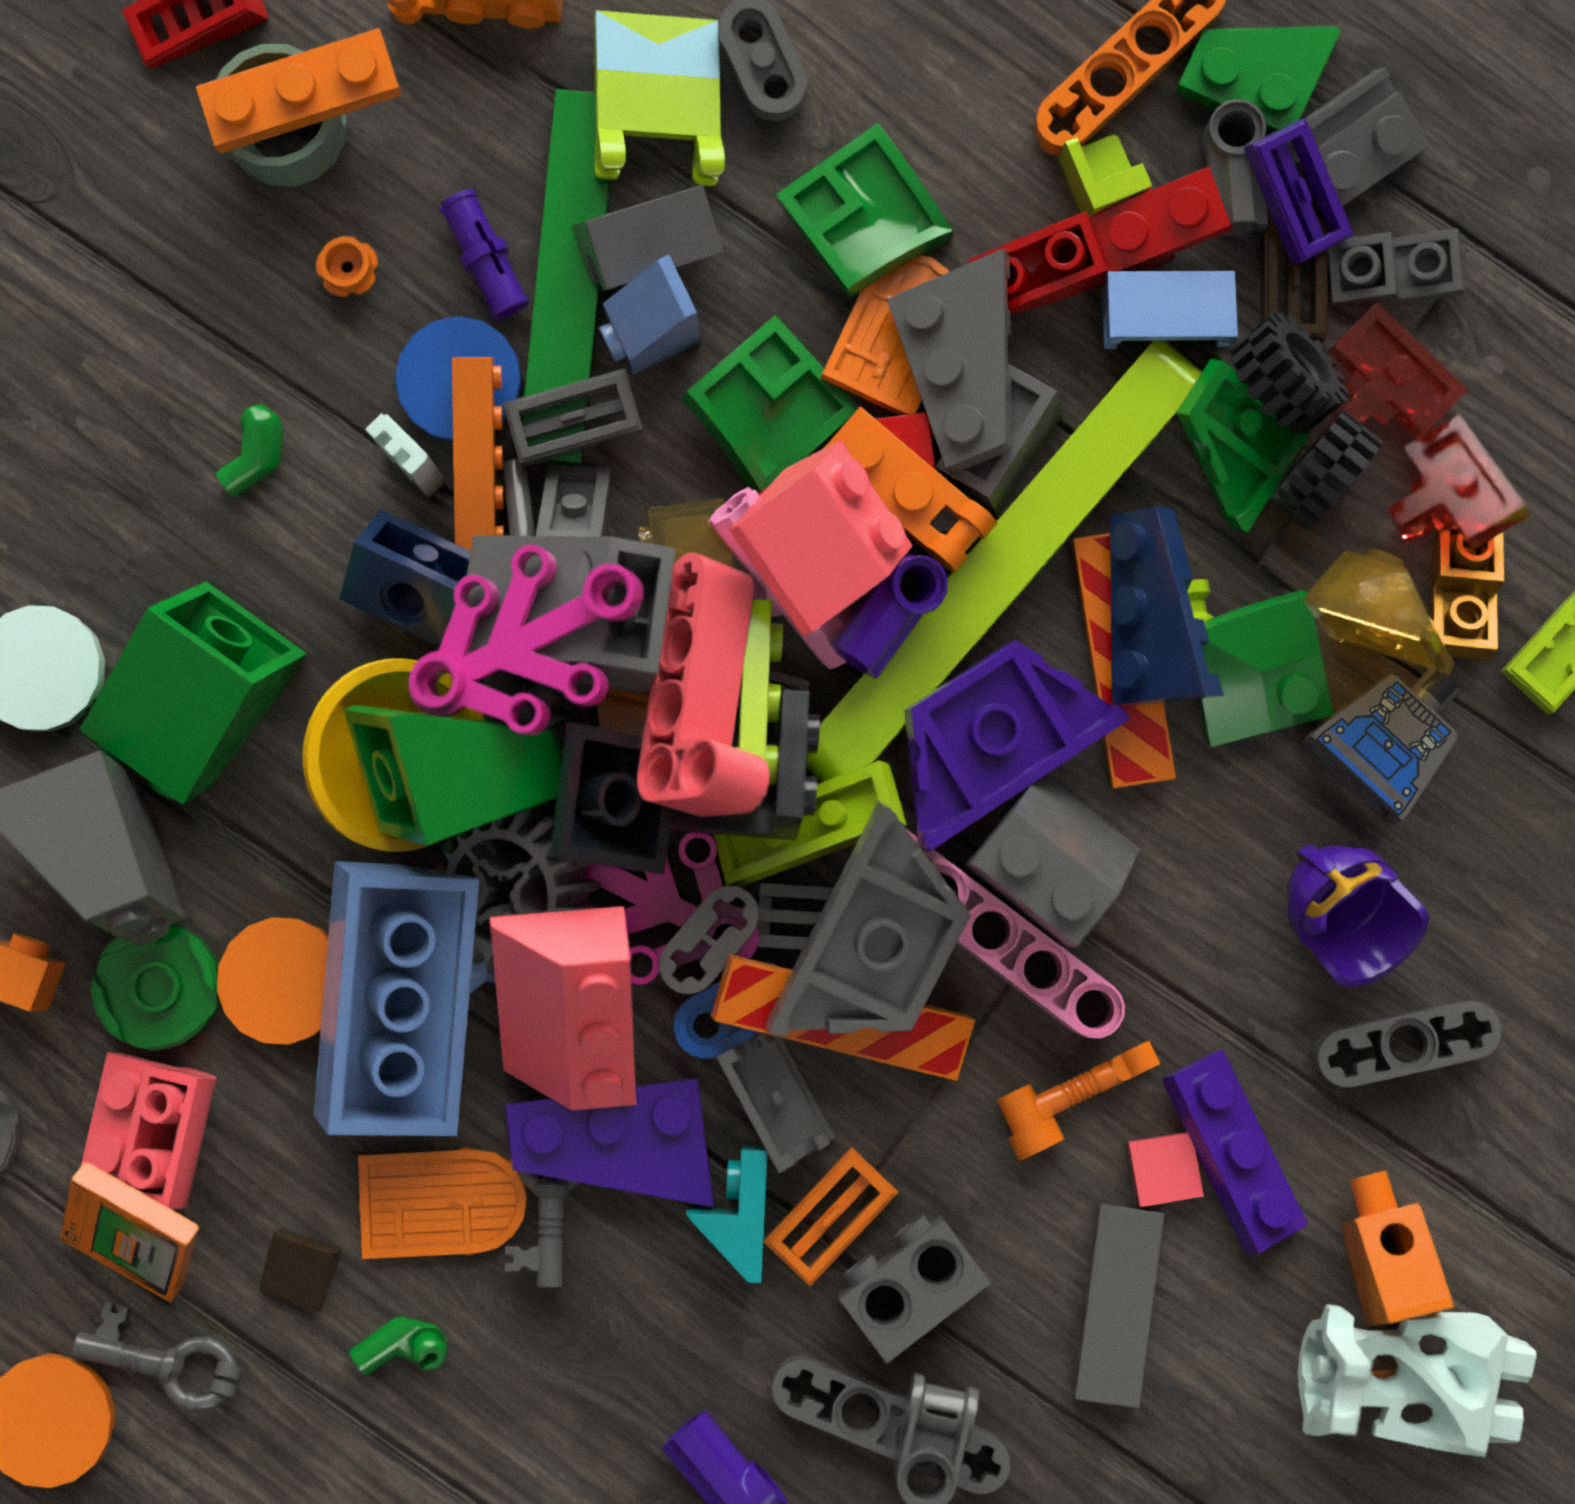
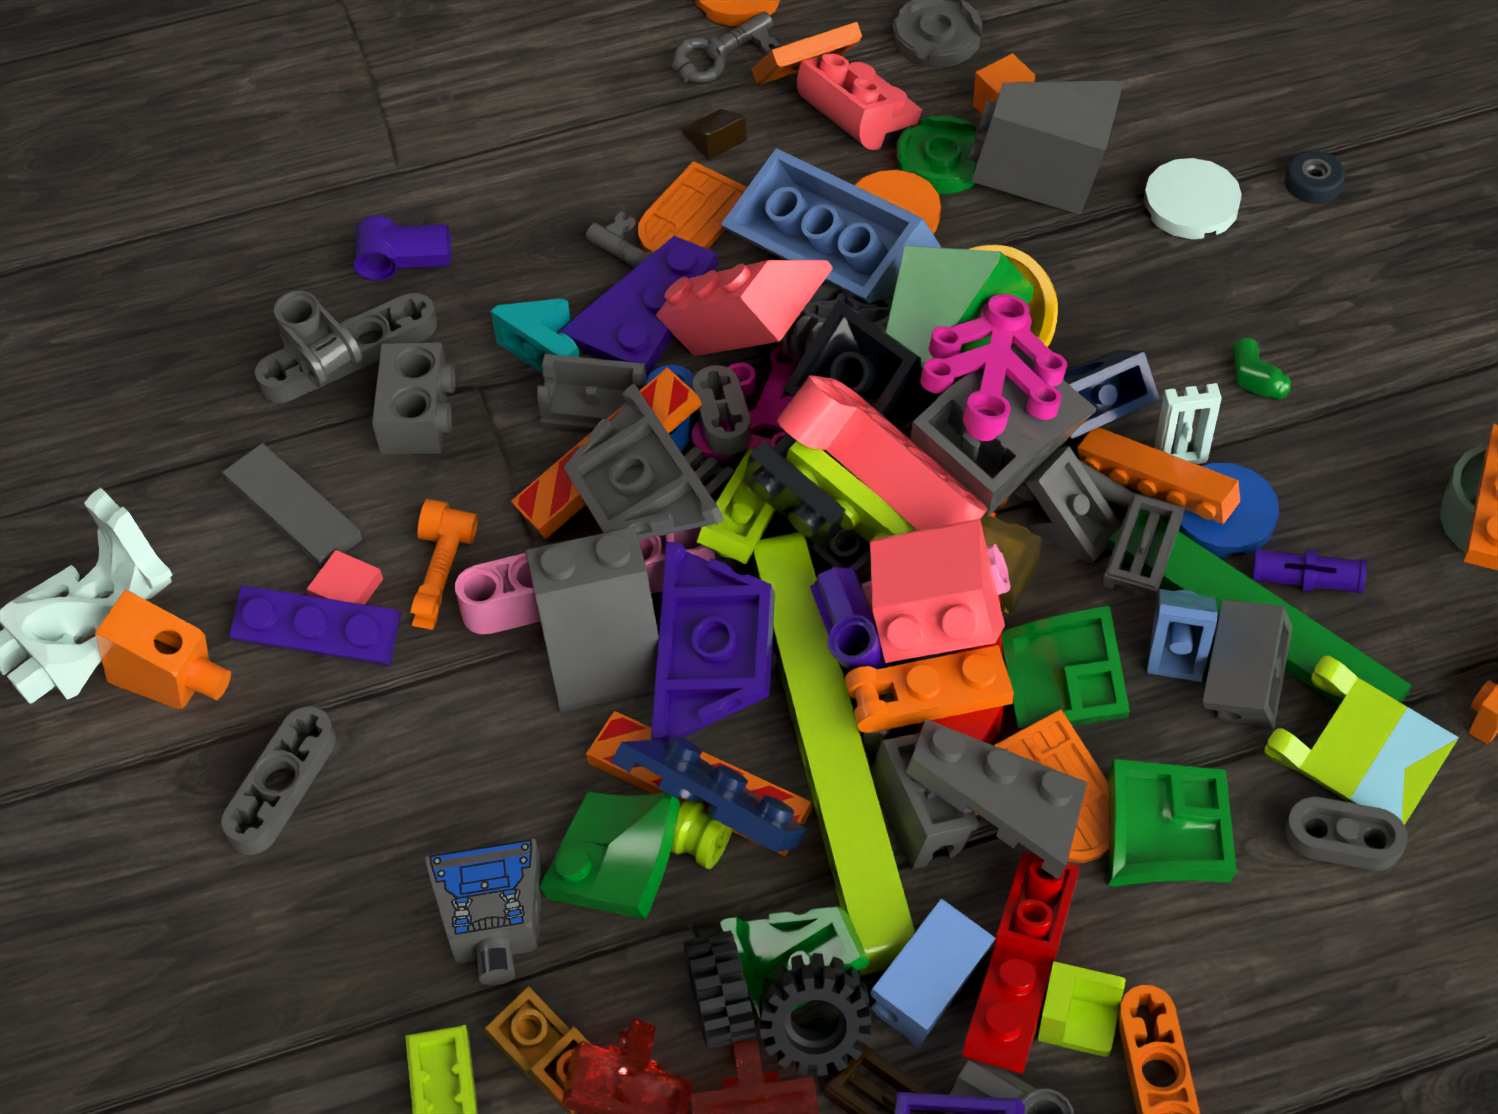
camera: 130 degrees right, 30 degrees down
(190, 690) = (1117, 253): green slope -> none
(345, 250) = (1361, 480): orange plate -> none
(401, 1338) = (633, 152): green arm -> none
(792, 1255) = (499, 422): orange tile -> none
(1353, 913) = (396, 783): dark purple helmet -> none
(1378, 608) = (580, 943): clear yellow slope -> none

